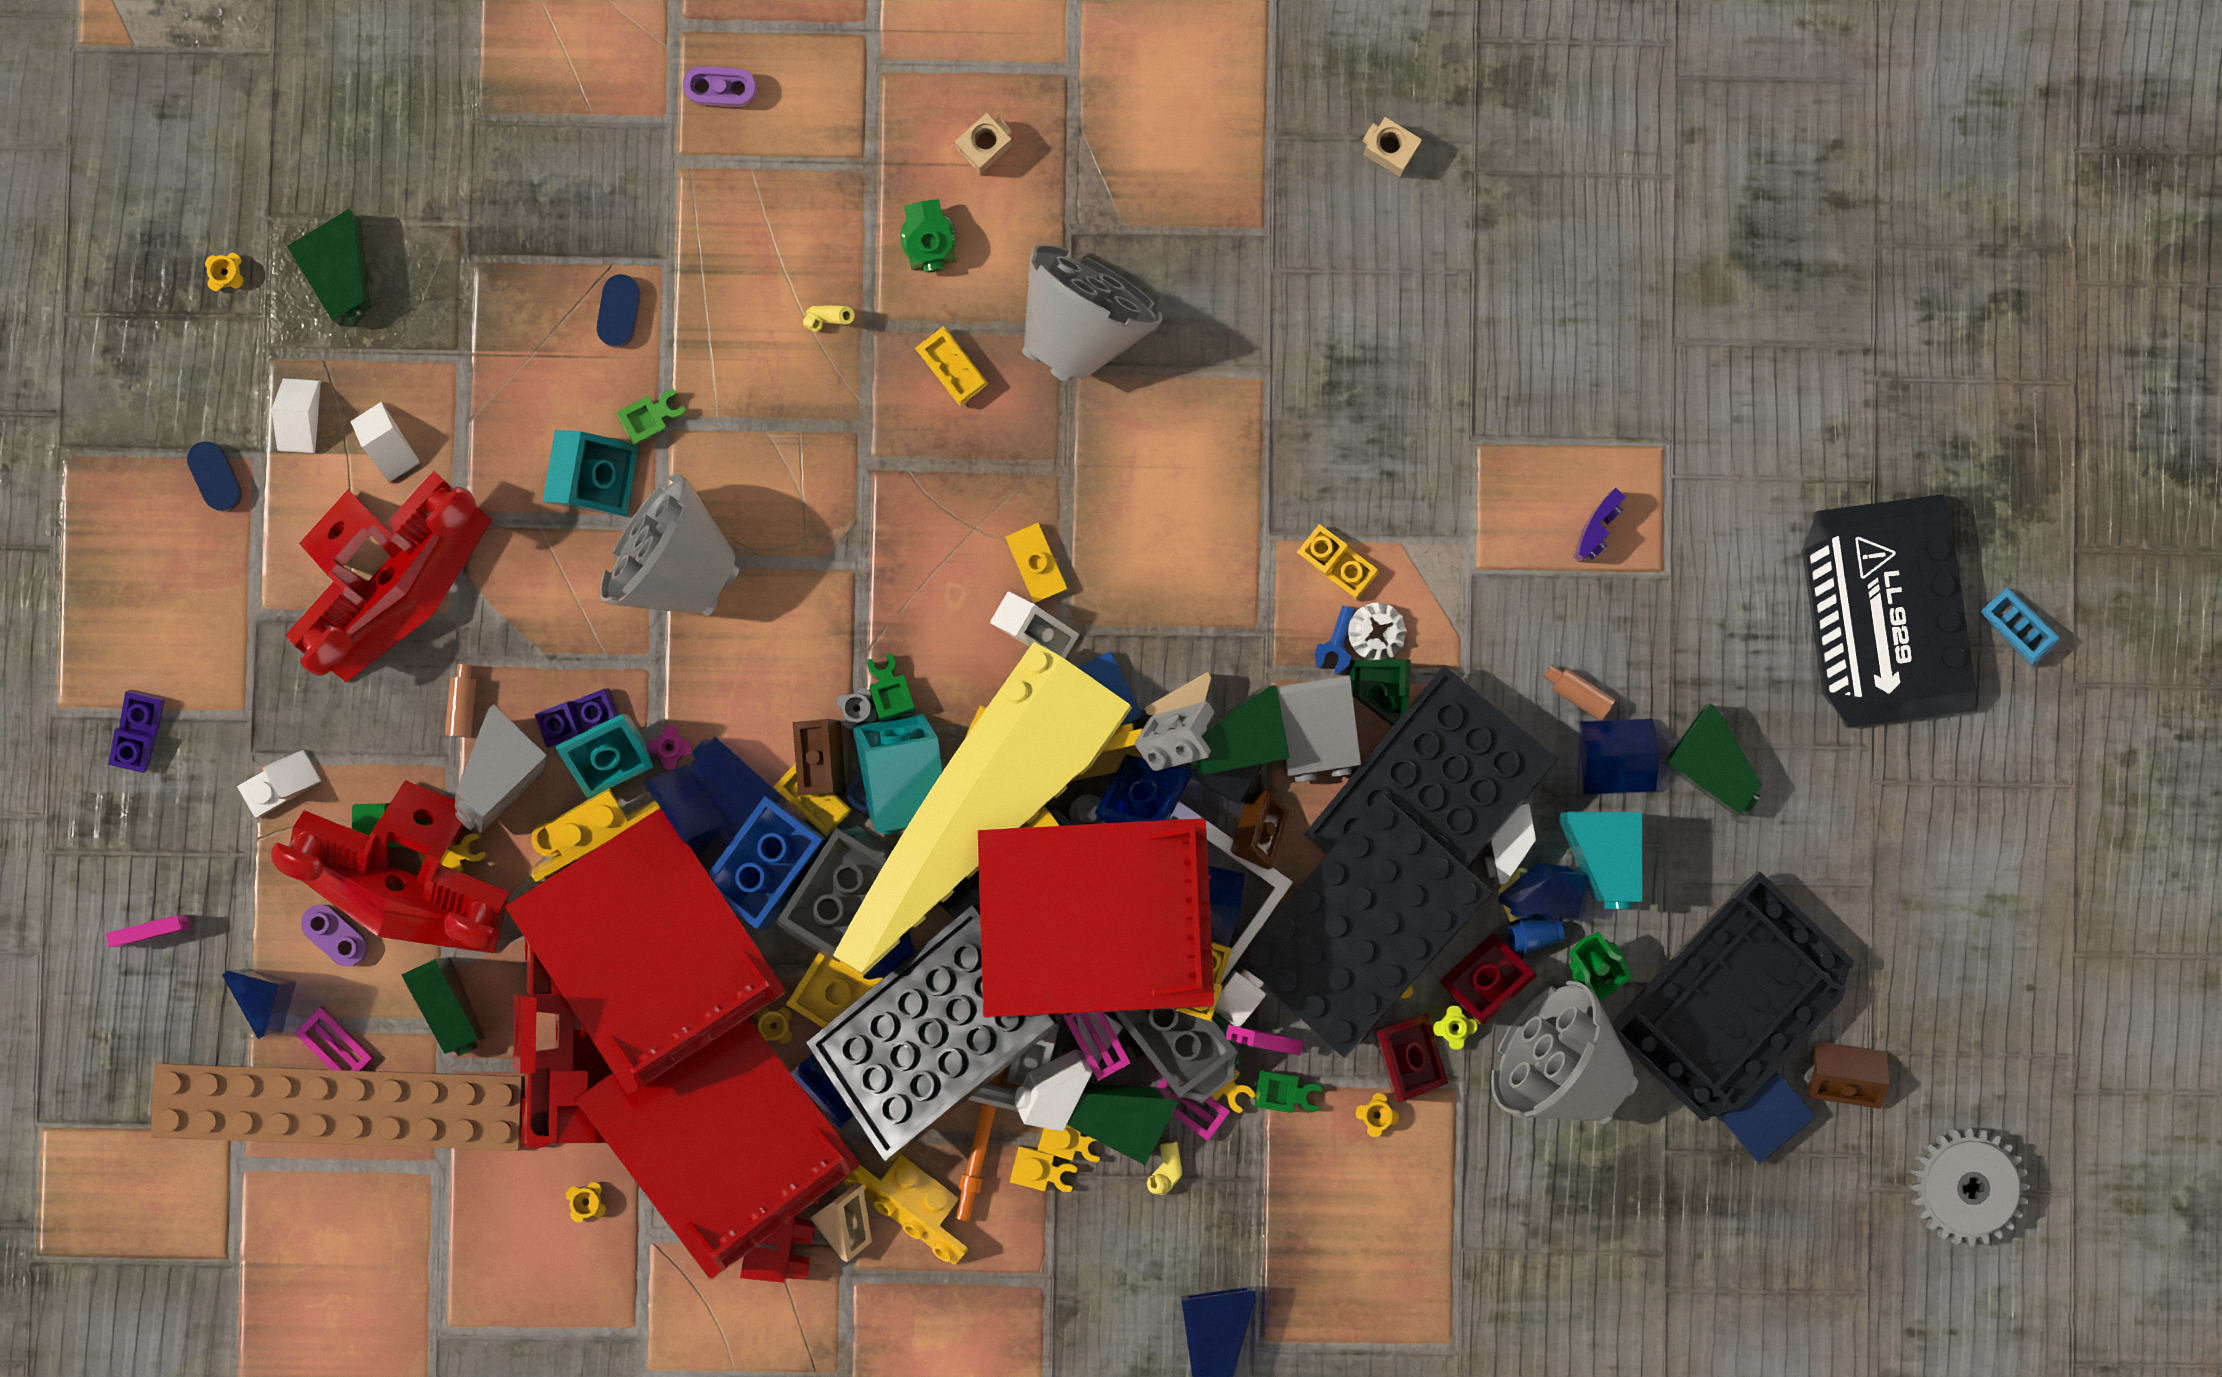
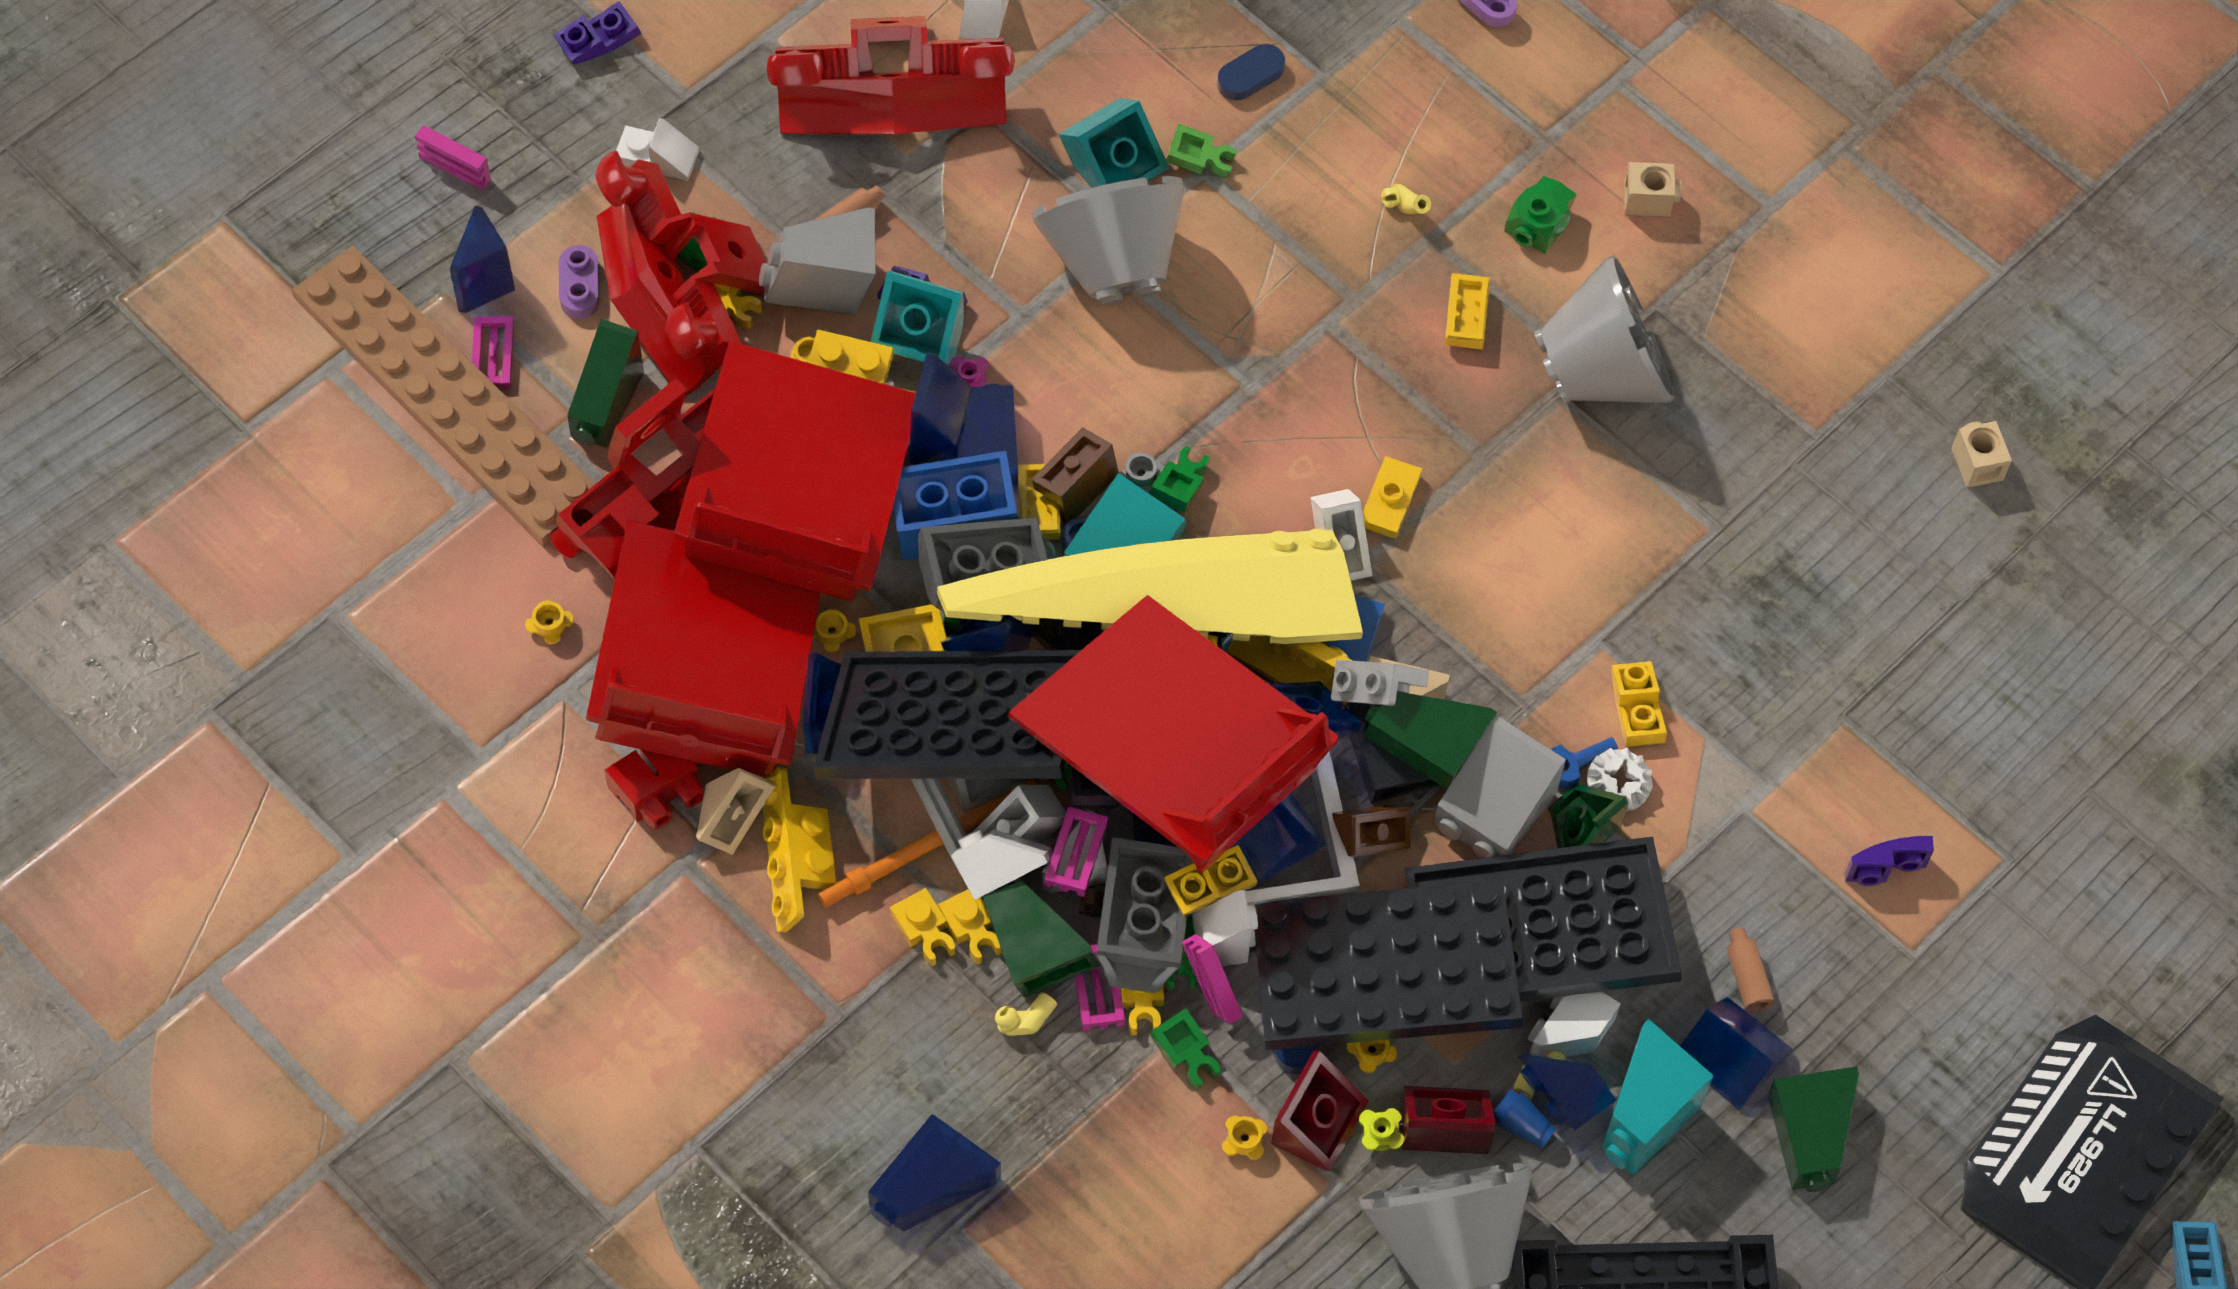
camera: 45 degrees right, 25 degrees down
(1595, 962) = (1556, 1183): green hand -> none

